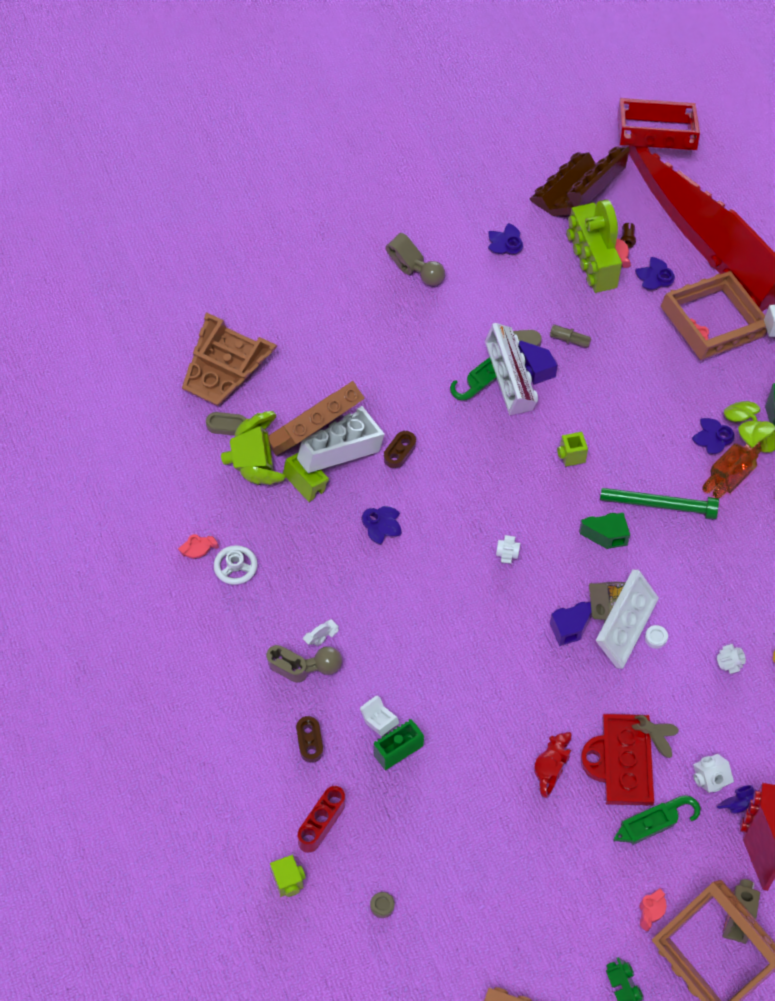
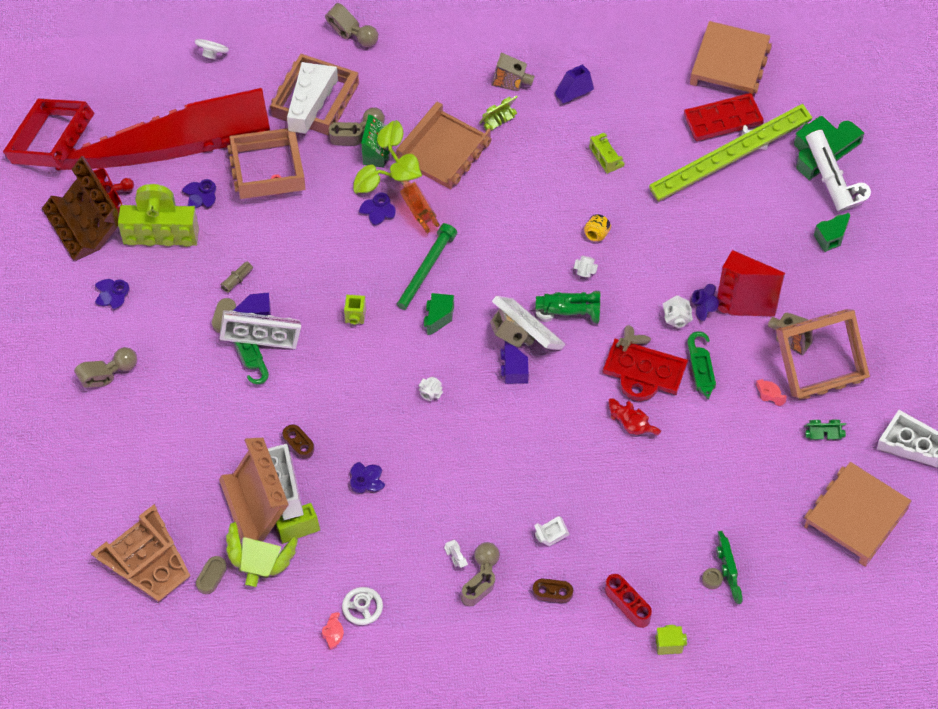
camera: 70 degrees left, 0 degrees up
(398, 744) = (583, 522): green brick -> none
(399, 917) = (729, 567): none -> green plate
(620, 195) = (126, 185): none -> red piece
(670, 645) = (571, 304): none -> green piece

